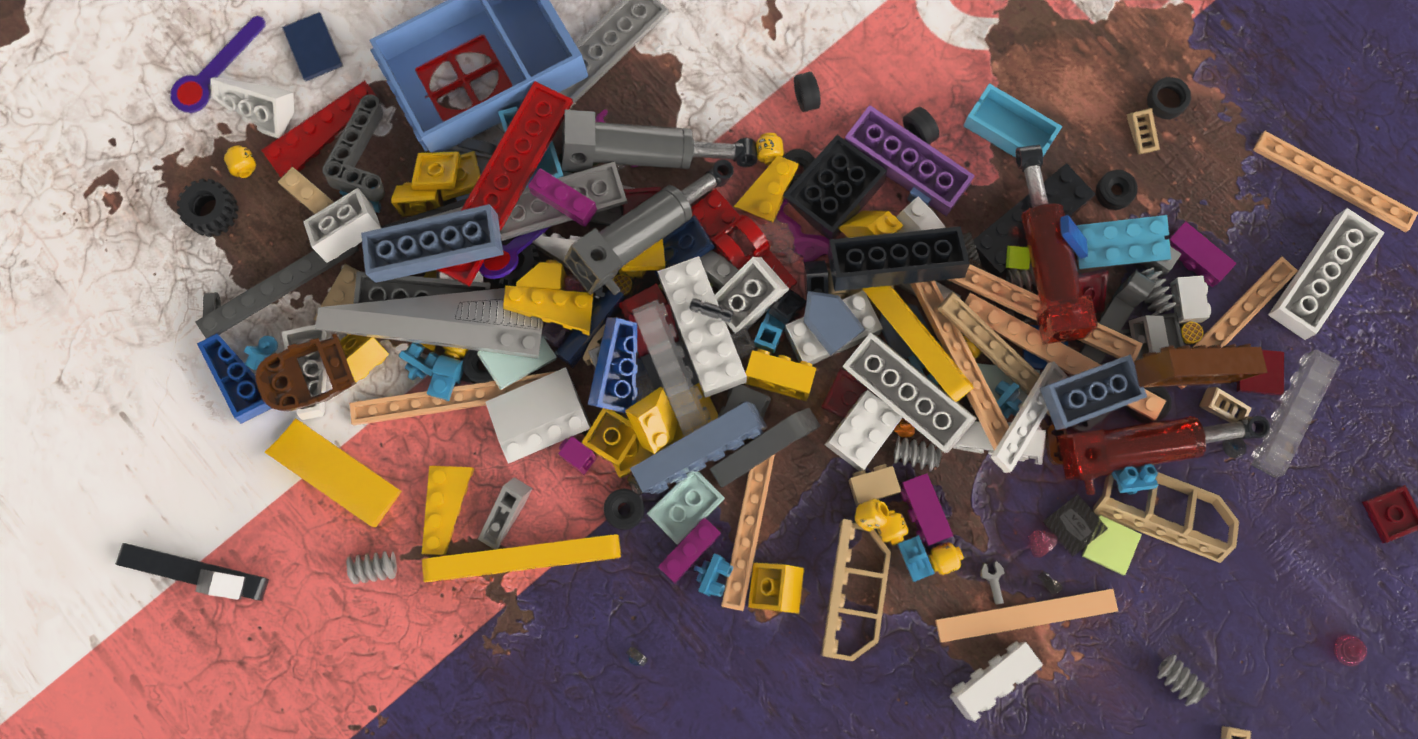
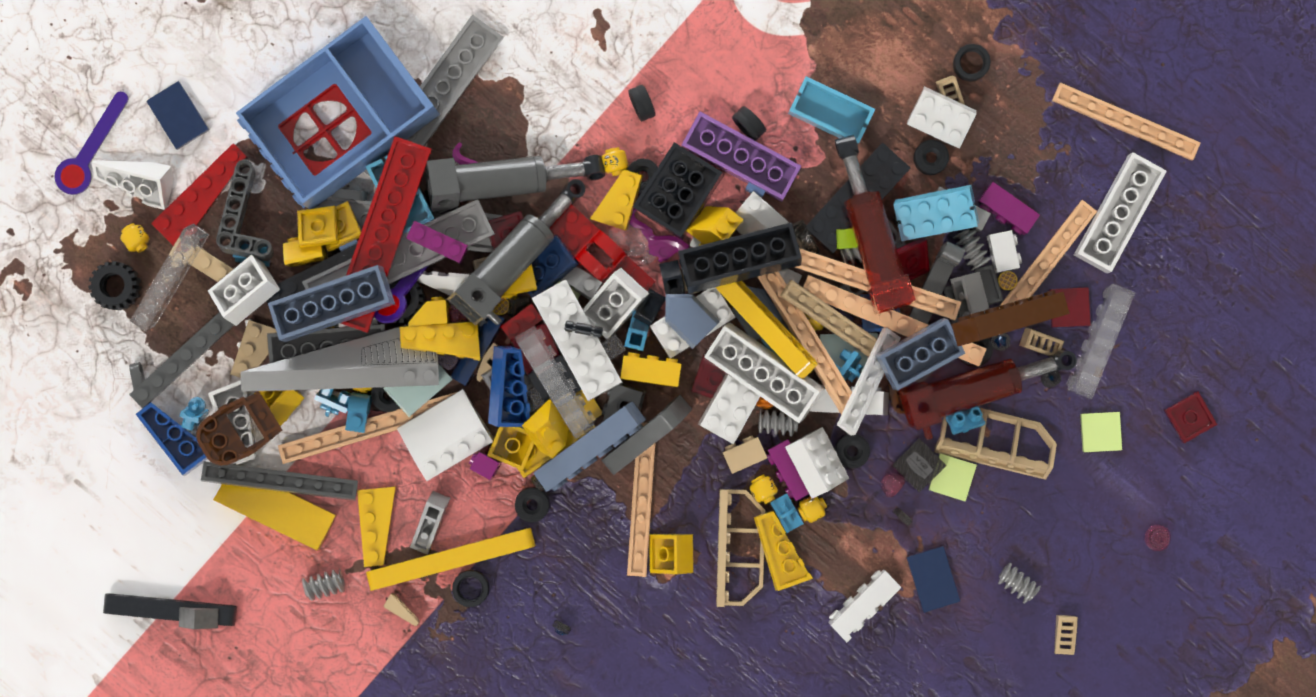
camera: 15 degrees left, 10 degrees up
(264, 202) = (169, 277): none -> clear brick
(343, 442) = (279, 481): none -> dark grey plate
(449, 603) = (397, 607): none -> tan slope
(521, 596) = (456, 586): none -> black tyre
(685, 506) = (584, 495): light aqua tile -> none
(689, 550) = (593, 532): magenta brick -> none
(709, 574) = (614, 547): dark azure hips -> none
(871, 514) = (744, 482): yellow head -> none
(904, 612) = (782, 559): none -> yellow wing
(958, 504) = (817, 462): none -> white brick
(993, 579) = (855, 521): light grey bar -> none
(1010, 493) = (862, 446): none -> black tyre
(1026, 615) = (885, 546): light nougat tile -> none
(1074, 236) = (890, 220): blue tile -> none
(1079, 662) = (933, 579): none -> dark blue tile
(1133, 147) = (941, 117): none -> white brick
(1180, 398) = (1000, 342): none -> clear smoke tile
(1288, 516) = (1101, 432): none -> yellowish green tile

